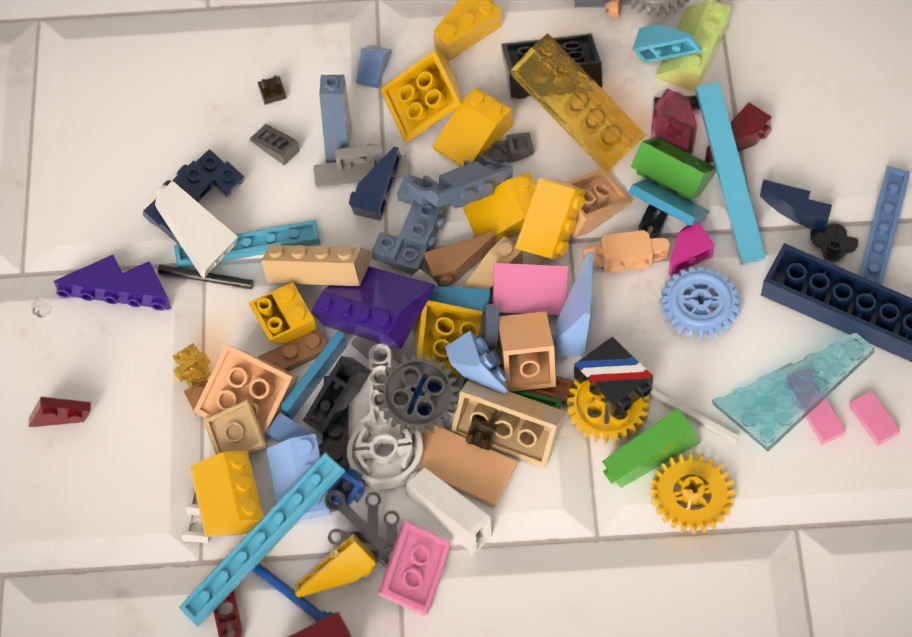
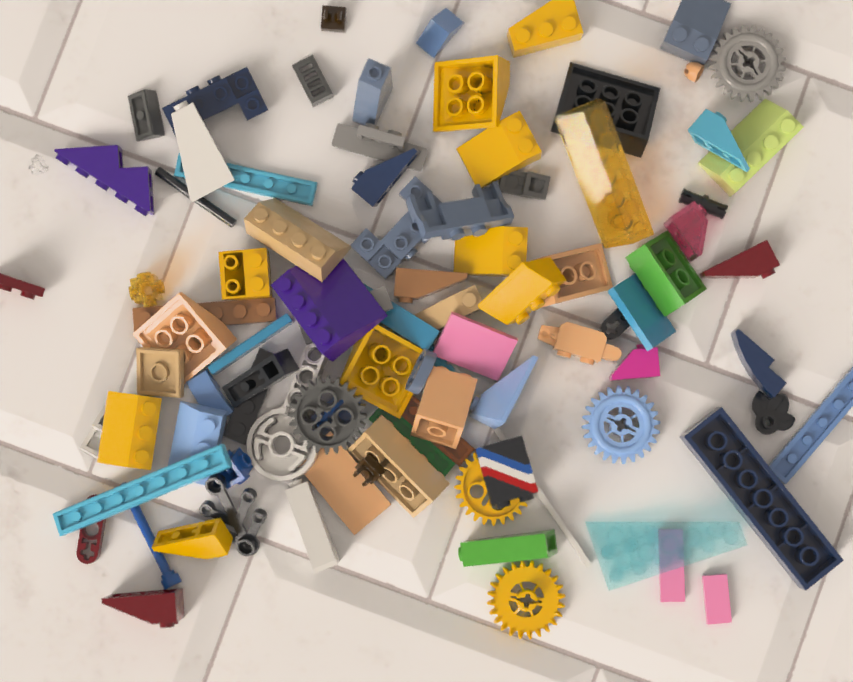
camera: 20 degrees right, 25 degrees up
(129, 229) = (146, 115): none -> dark grey slope
(414, 568) = (261, 566): bright pink tile -> none
(475, 362) = (392, 409): light blue slope -> none
(730, 173) = (712, 306): medium azure tile -> none

